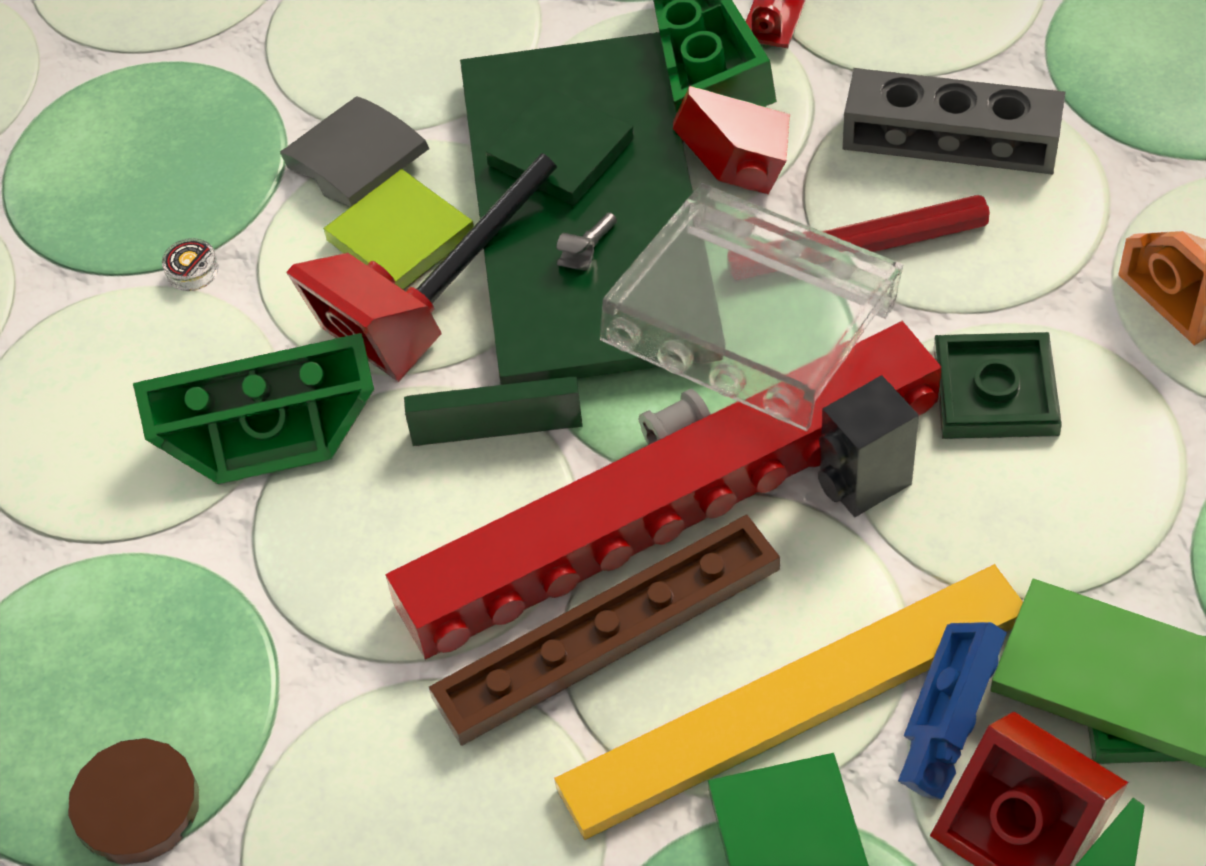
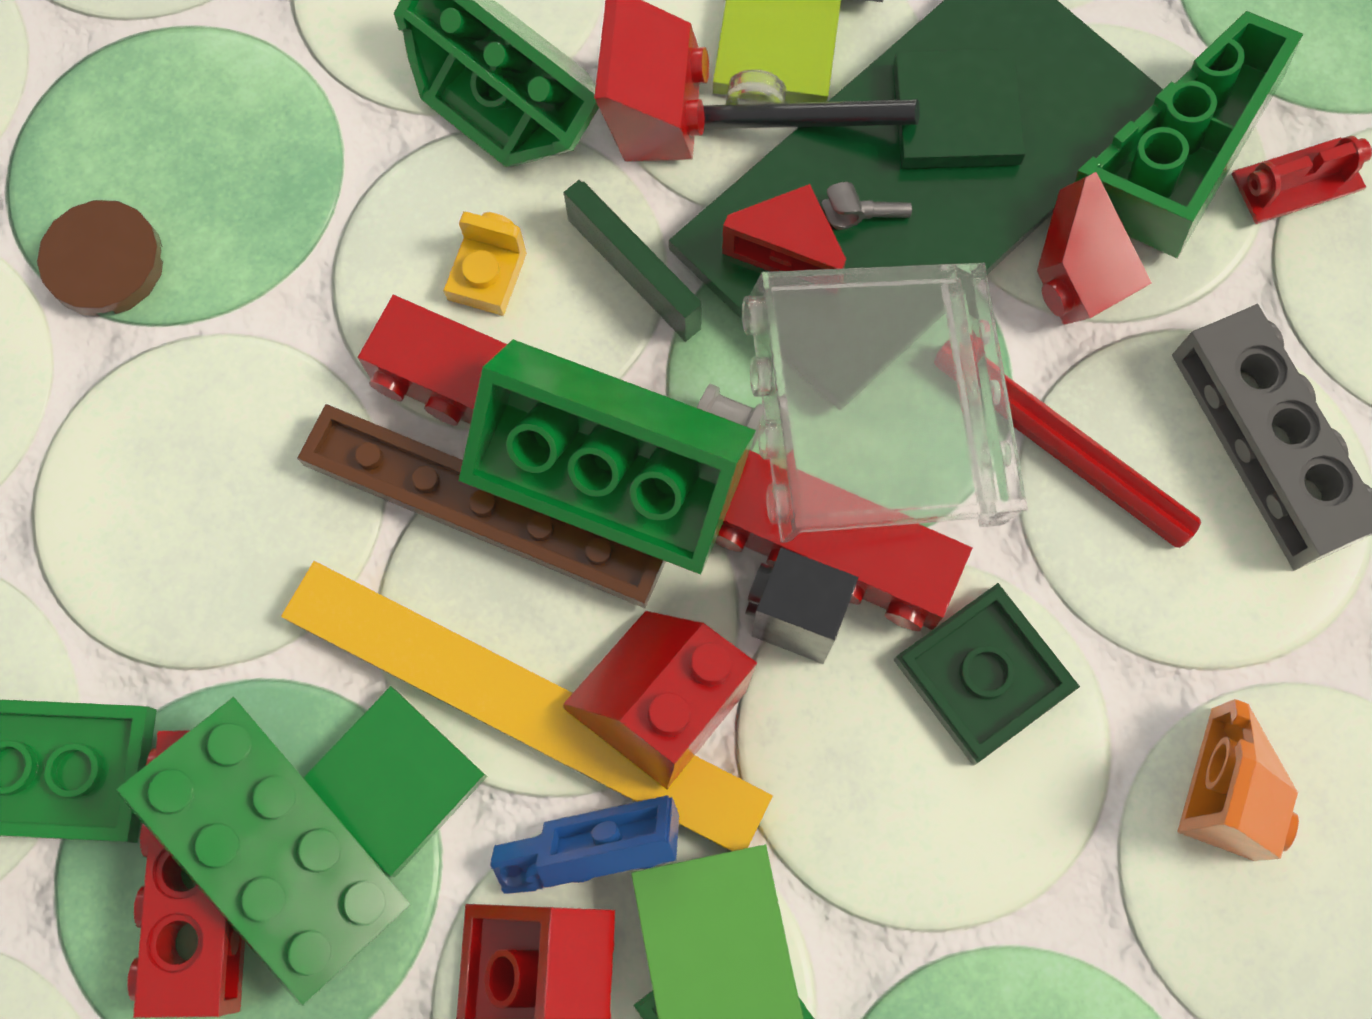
camera: 50 degrees right, 20 degrees up
(403, 512) = (486, 262): none -> yellow bracket
(426, 257) = (755, 88): none -> clear tile
(572, 292) = (783, 234): none -> red slope
(653, 492) = (604, 454): none -> green slope
(862, 580) = (662, 692): none -> red slope

